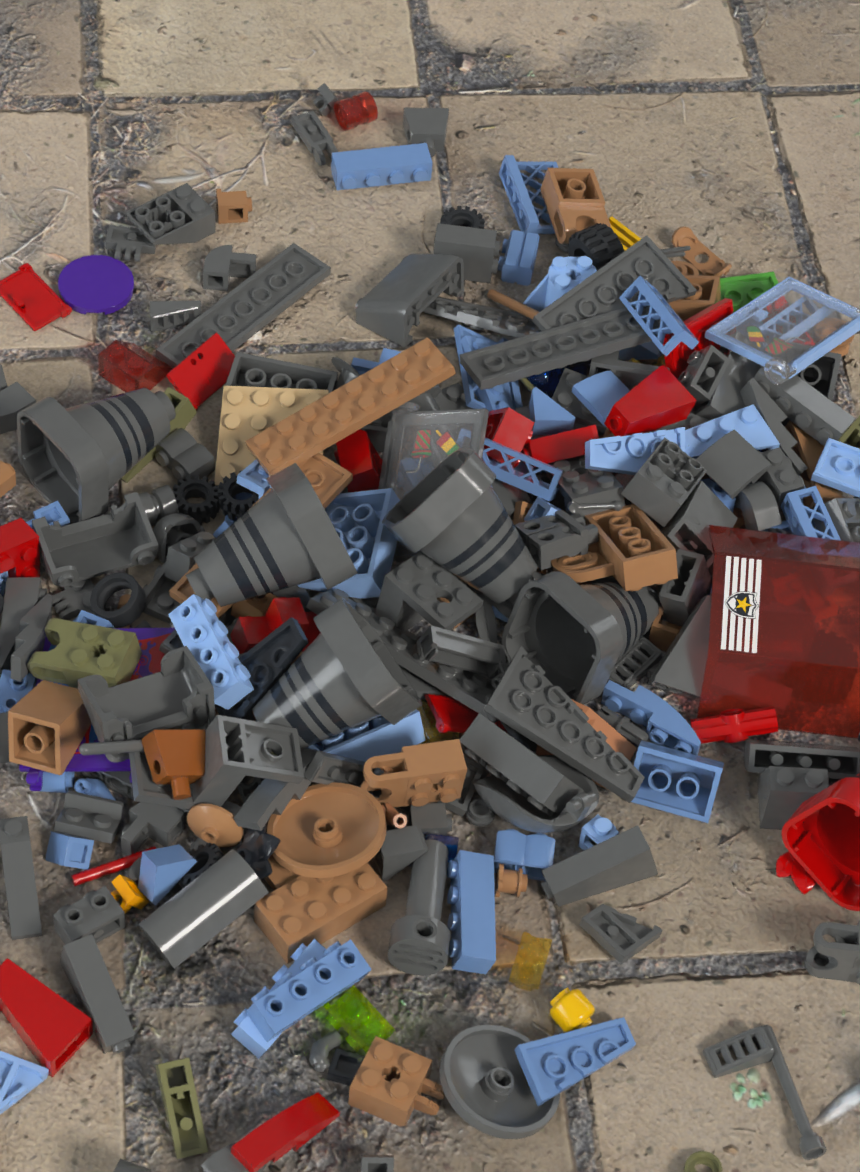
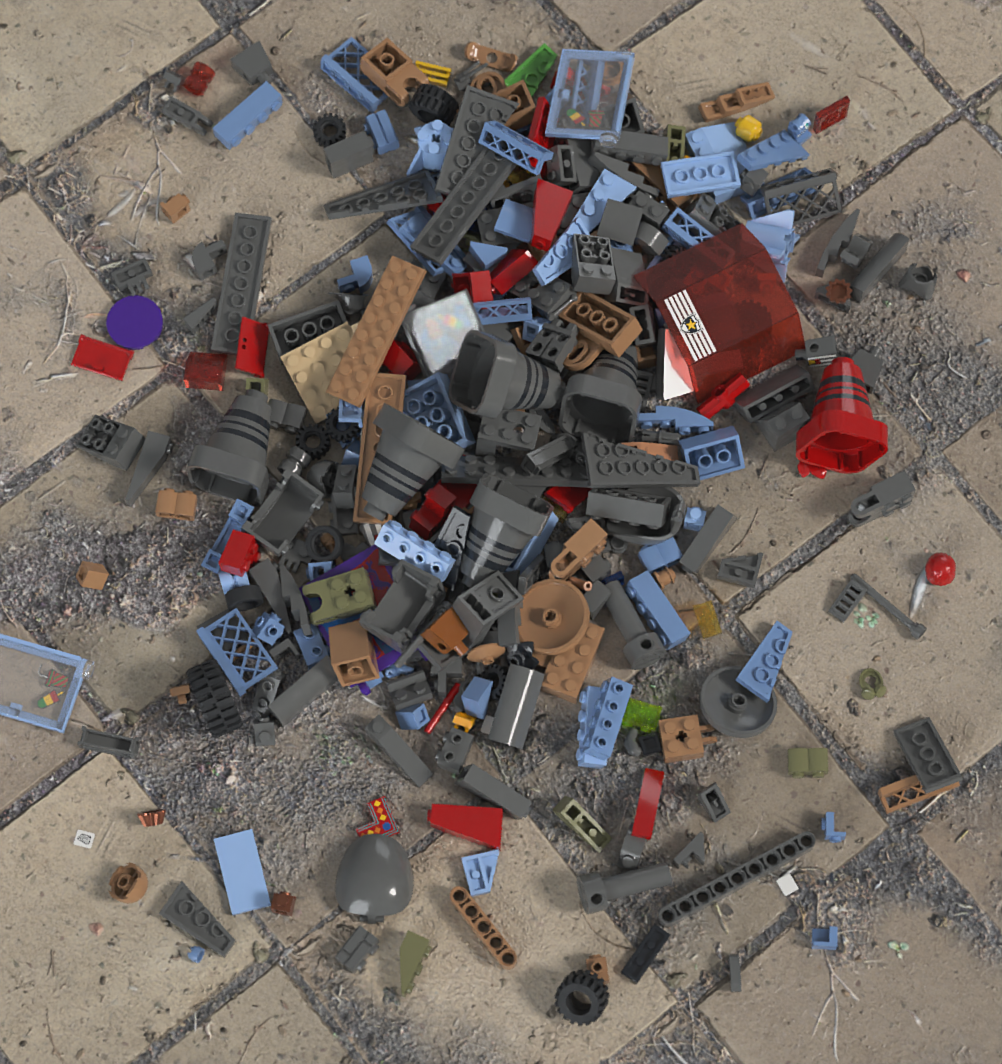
camera: 25 degrees left, 20 degrees up
(174, 217) = (148, 243): dark grey slope -> none
(407, 291) = (335, 207): dark grey windscreen -> none
(512, 304) = (405, 173): medium nougat bar -> none
(571, 1010) = (747, 634): yellow head -> none

